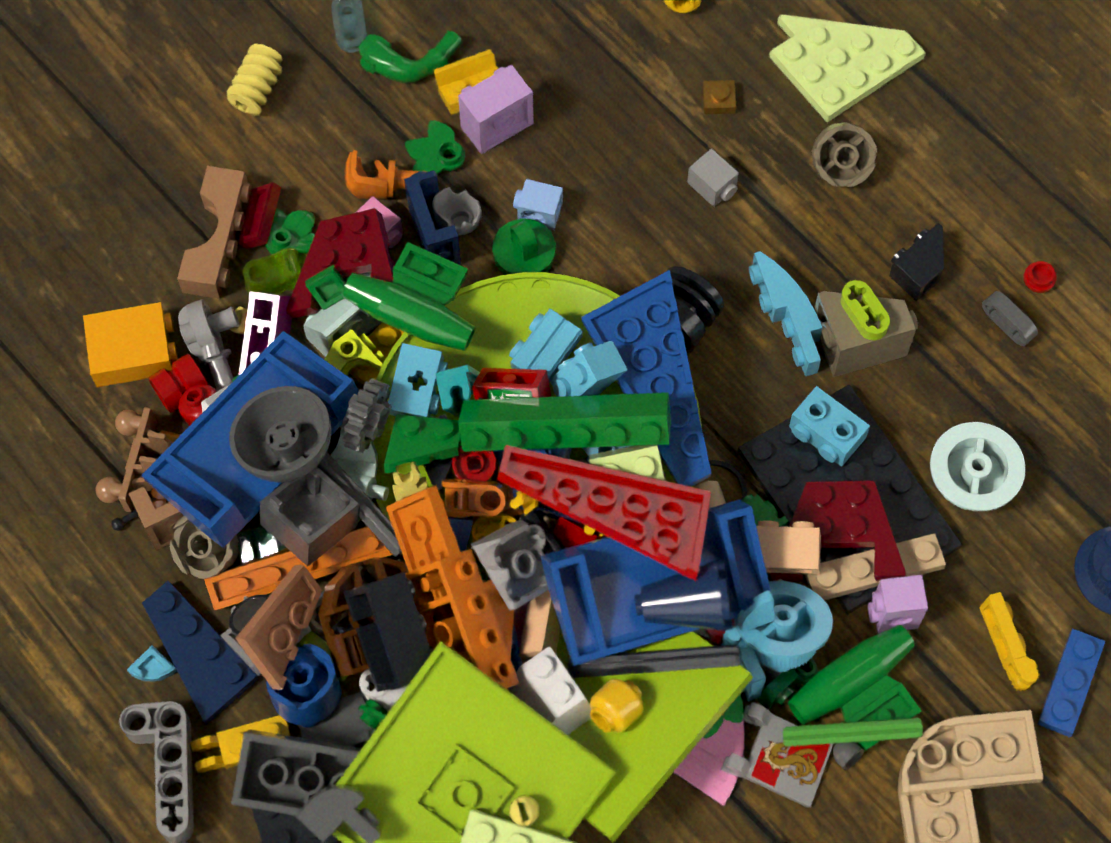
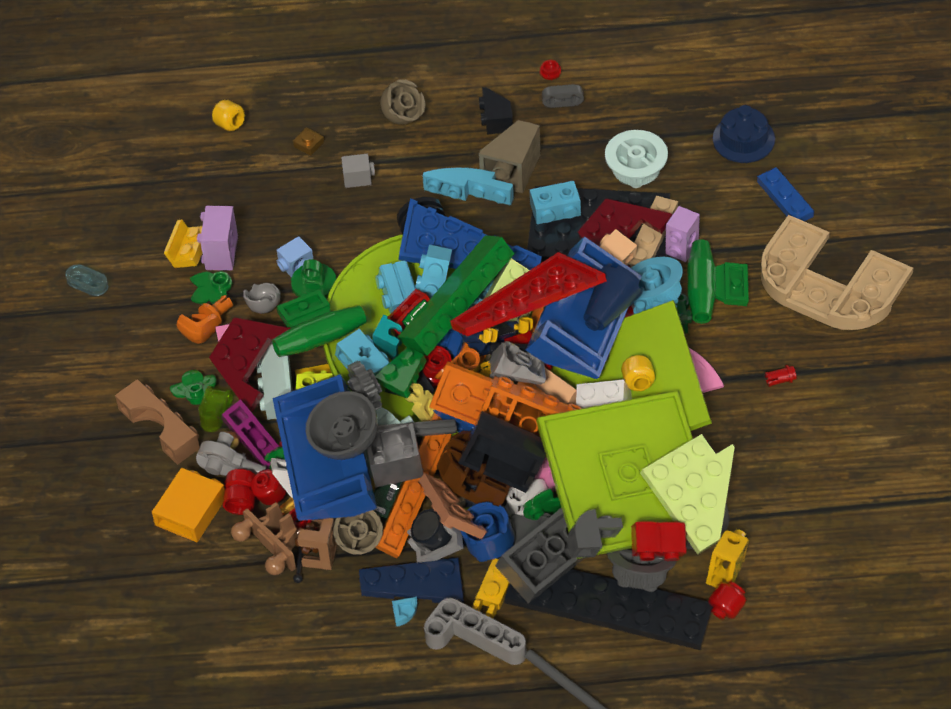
camera: 50 degrees left, 15 degrees down
(254, 79) = (79, 344): light yellow piece -> none
(259, 215) = (170, 392): dark red tile -> none
(326, 287) = (257, 374): green tile -> none
(381, 58) = (131, 276): green piece -> none
(420, 193) = (255, 307): dark blue panel -> none
(532, 810) = (661, 449): light yellow hinge -> none
(658, 661) = (630, 338): black axle -> none
(758, 613) = (642, 275): medium azure tile -> none
(780, 768) = (720, 340): flag -> none
(841, 61) = (340, 77): yellowish green wing -> none
(847, 754) = (741, 312): dark grey hinge -> none
(852, 732) = (734, 297): bright green axle -> none
(871, 306) = (509, 137): lime beam -> none
(1008, 642) = (741, 206): yellow hinge -> none

